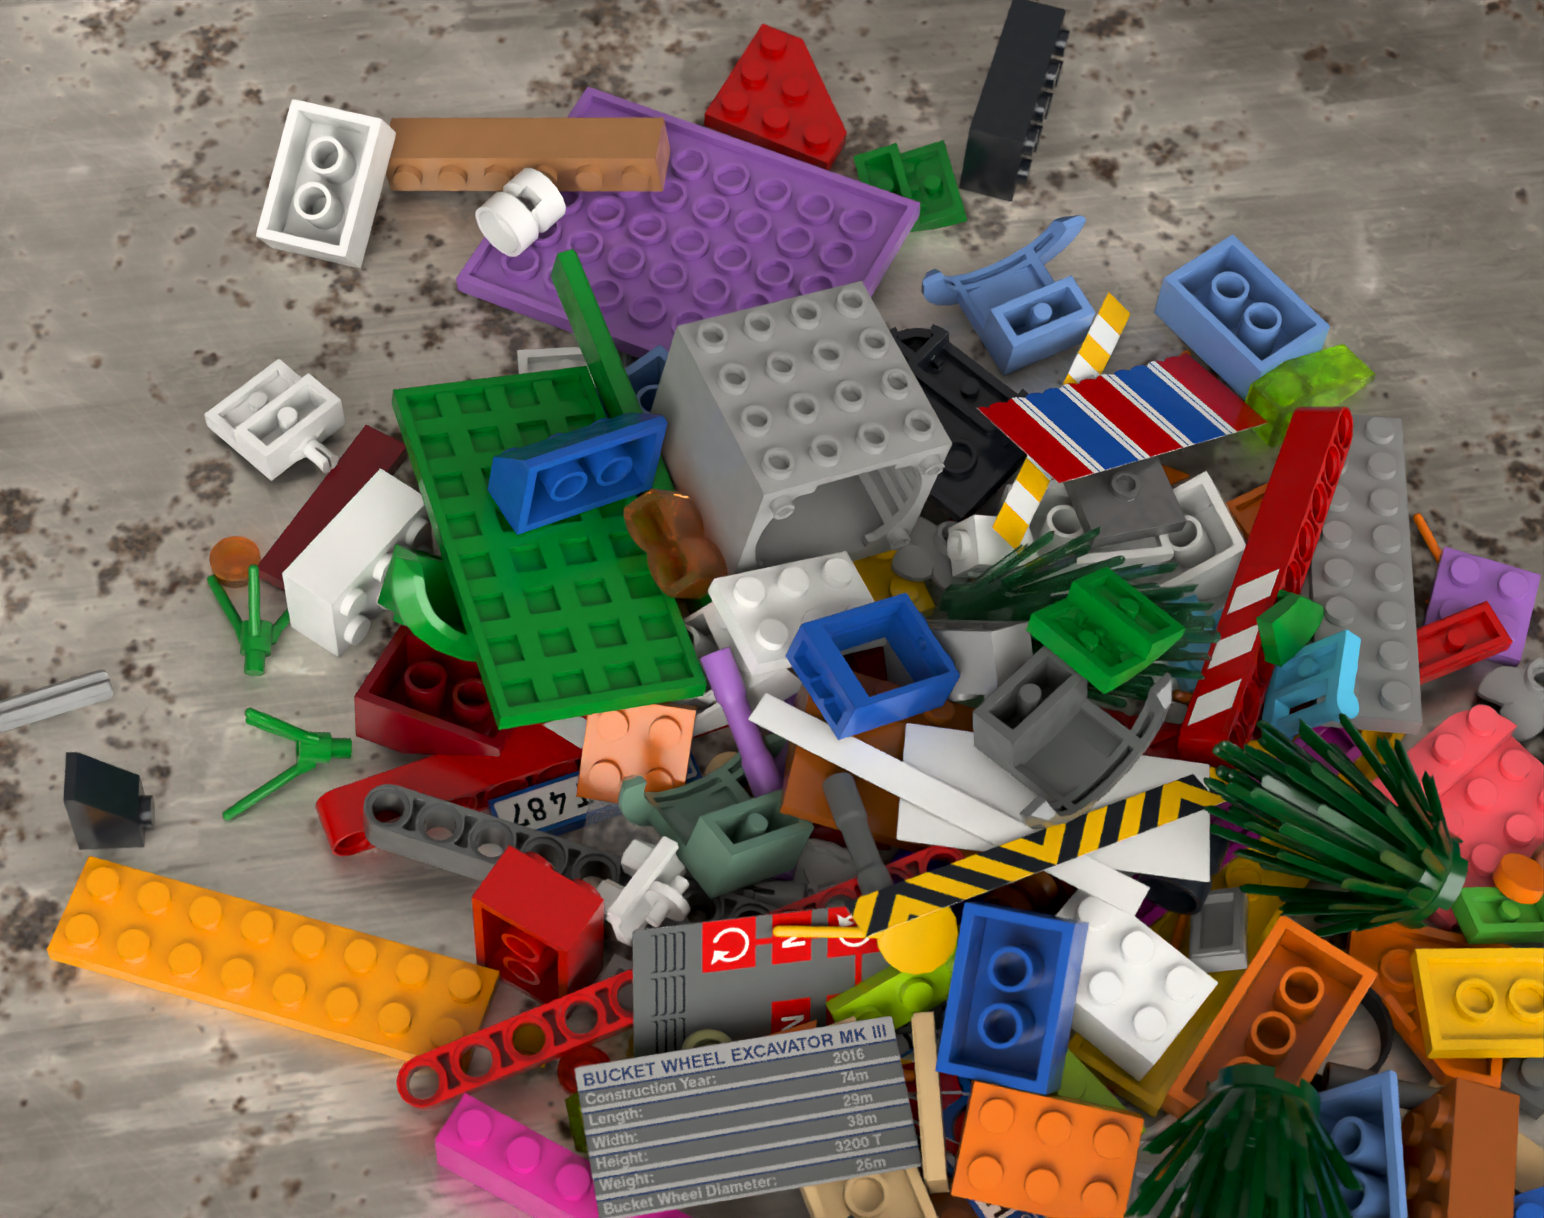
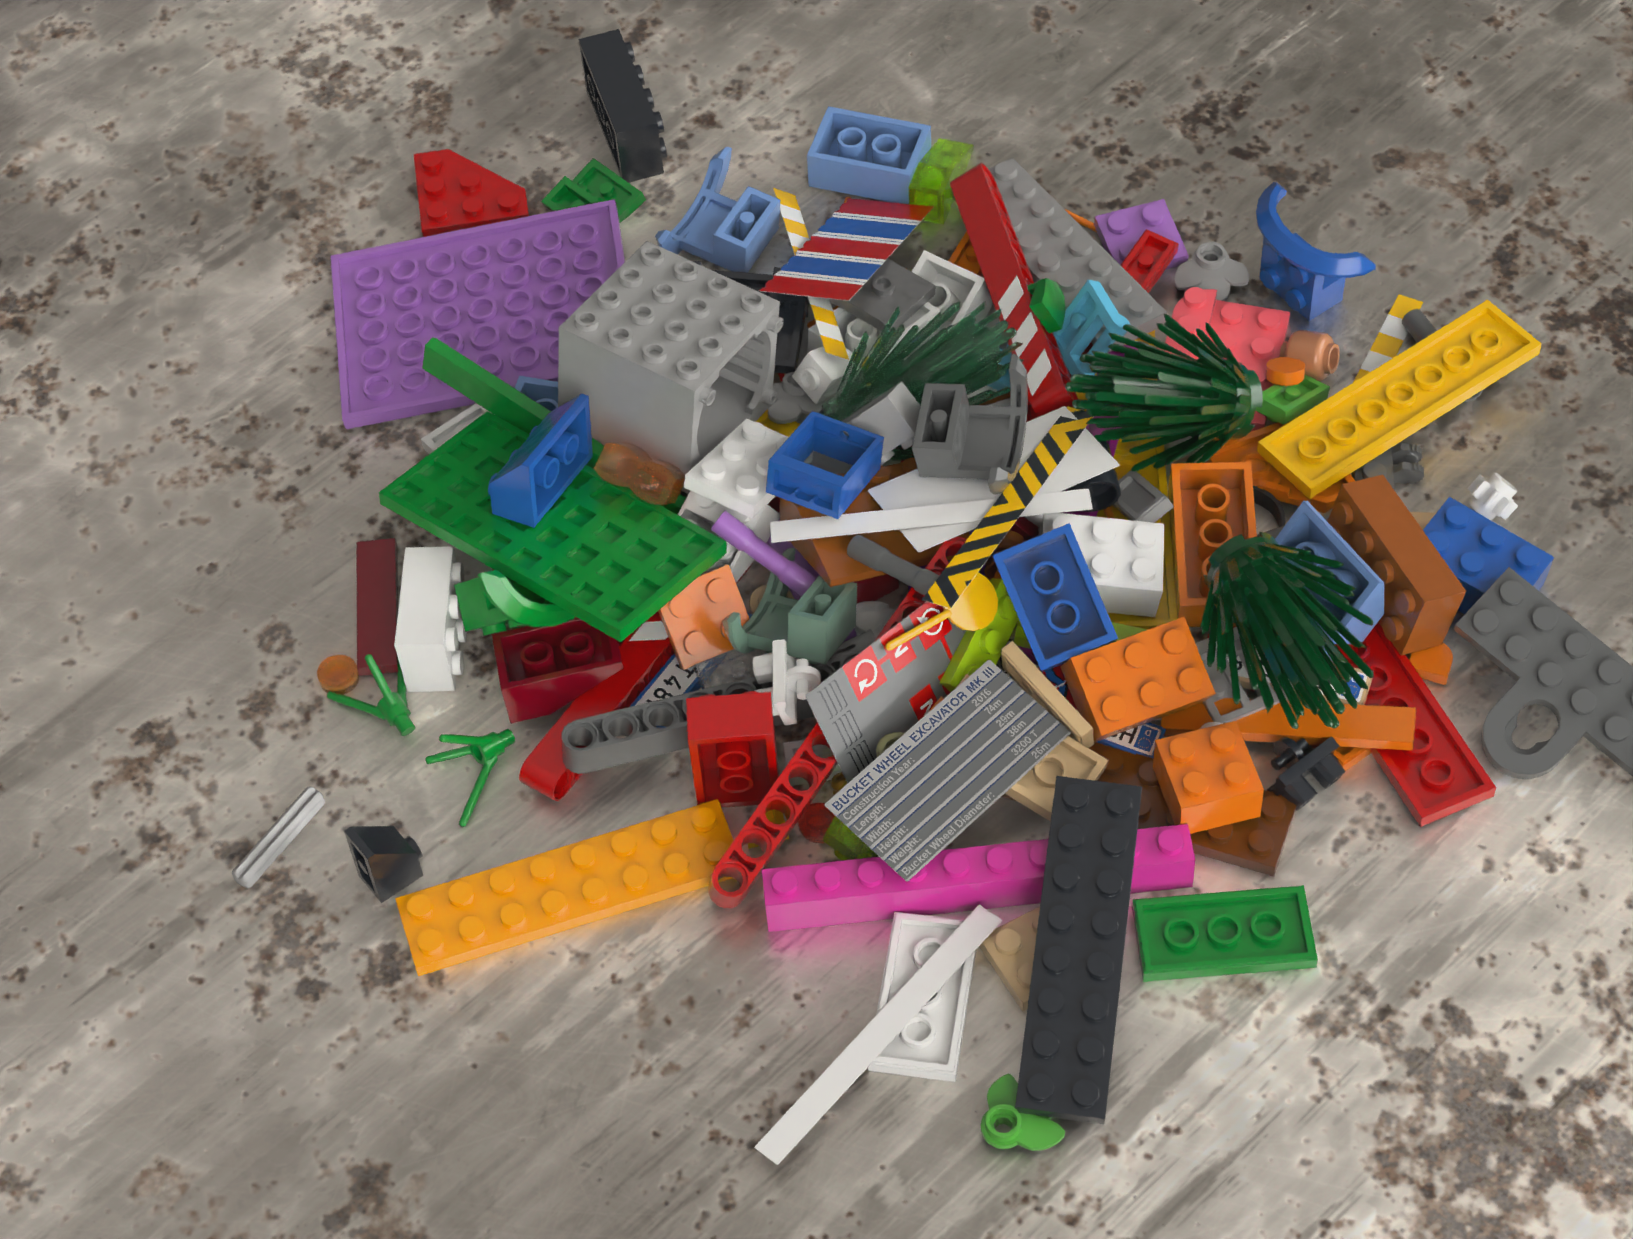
camera: 25 degrees left, 5 degrees down
(279, 420) = (296, 572): white plate -> none
(326, 183) = (210, 407): white brick -> none
(491, 151) = (329, 316): medium nougat brick -> none
(520, 212) = (358, 351): white wheel -> none
(1105, 629) = (954, 354): green slope -> none

